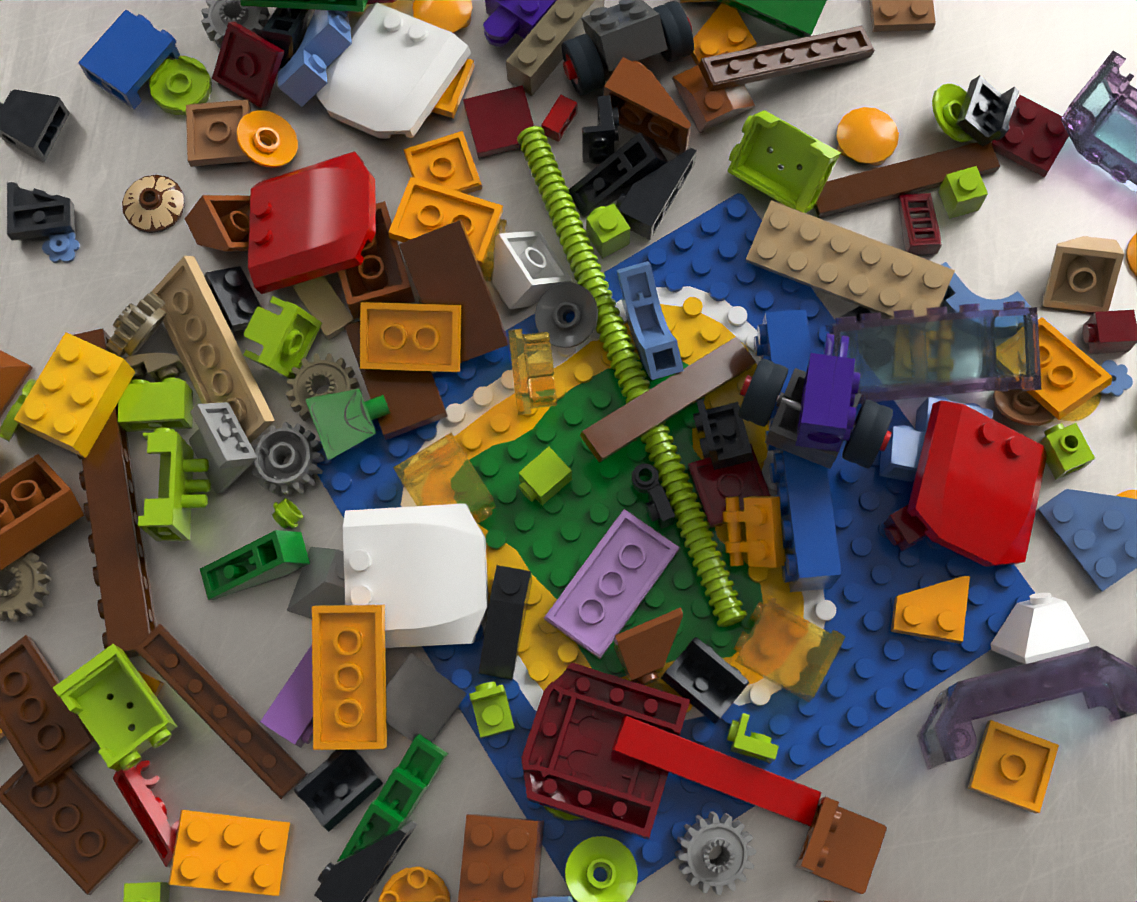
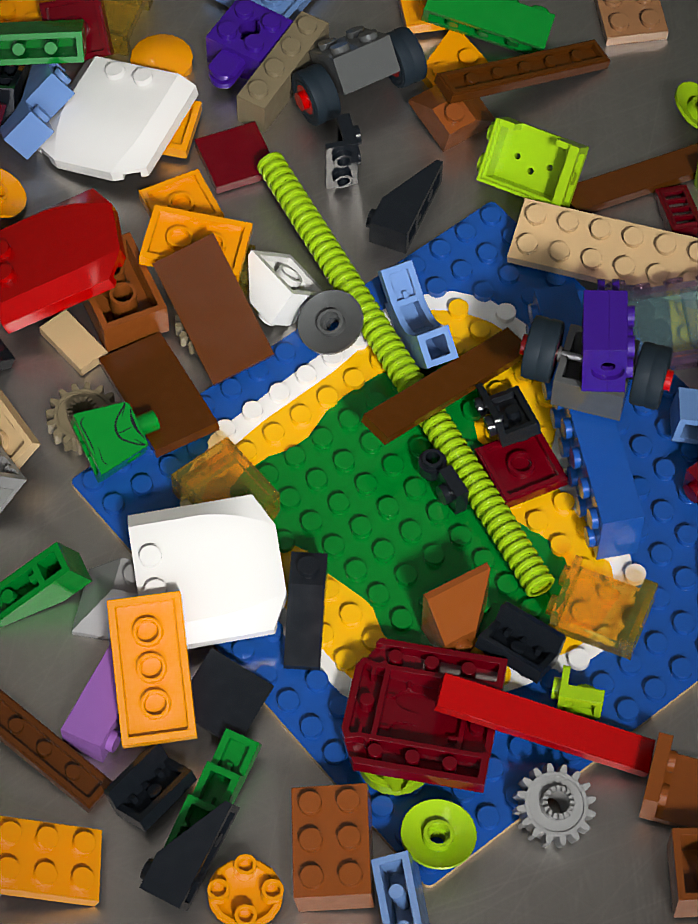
camera: 10 degrees left, 15 degrees down
(283, 336) = (45, 365): lime panel -> none
(287, 514) = (60, 535): lime plate -> none
(298, 470) = (71, 481): light grey gear -> none
(410, 336) = (172, 353): light orange plate -> none
(491, 709) = (302, 695): lime bracket -> none
(532, 370) = (294, 357): clear yellow panel -> none
(544, 476) = (328, 472): lime brick -> none
(559, 117) = (298, 147): red piece -> none
(607, 230) = (362, 243): lime brick -> none
(611, 584) = (410, 563): lavender tile -> none
(617, 174) = (363, 192): black slope -> none
(647, 106) = (389, 127): dark orange slope -> none
(763, 531) = (559, 494): light orange plate -> none
(867, 136) = (614, 138): light orange dish -> none

